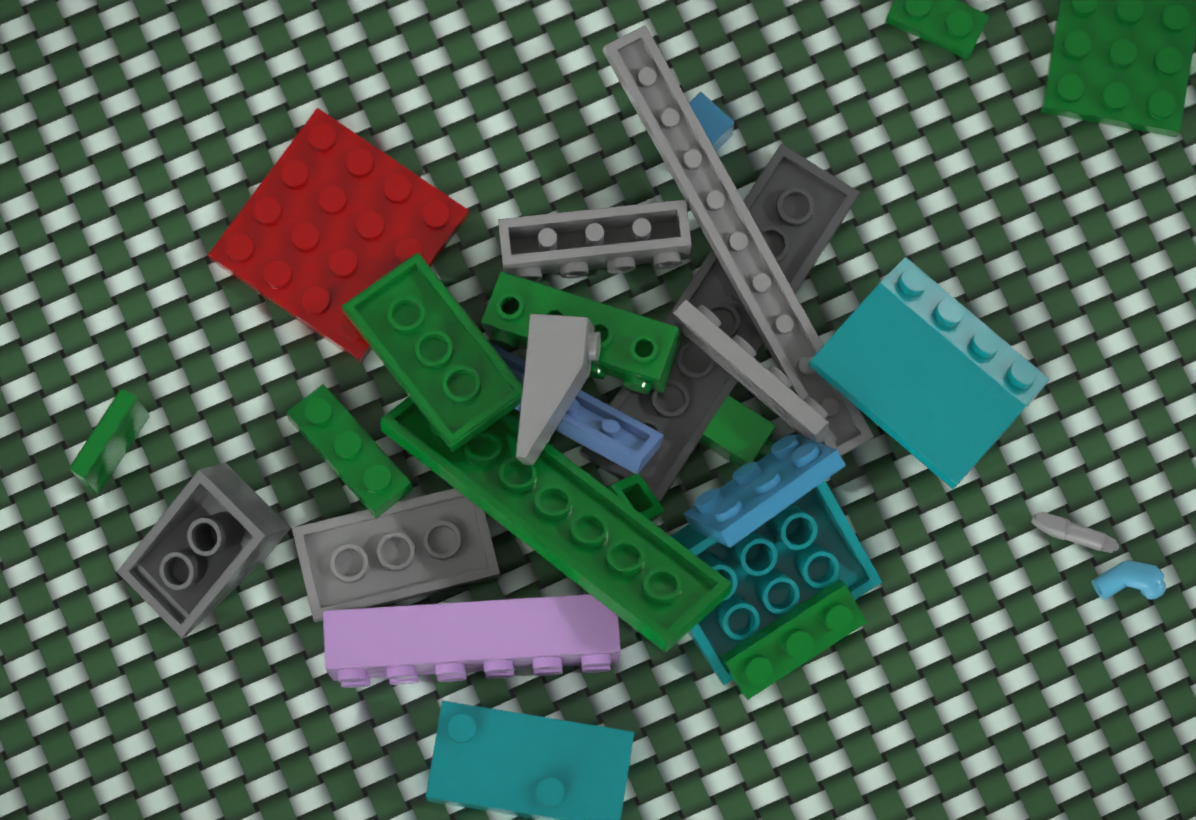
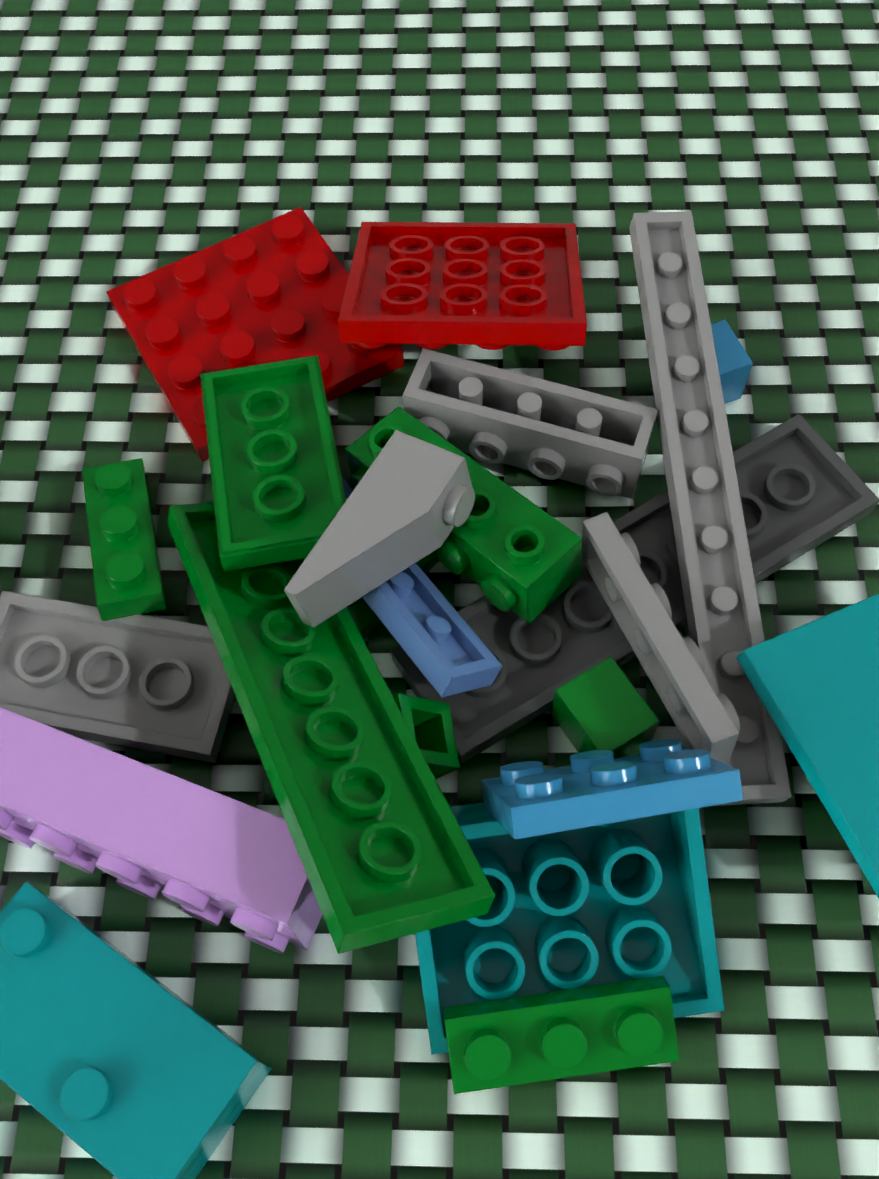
camera: 30 degrees right, 15 degrees down
(495, 139) = (464, 286): none -> red plate

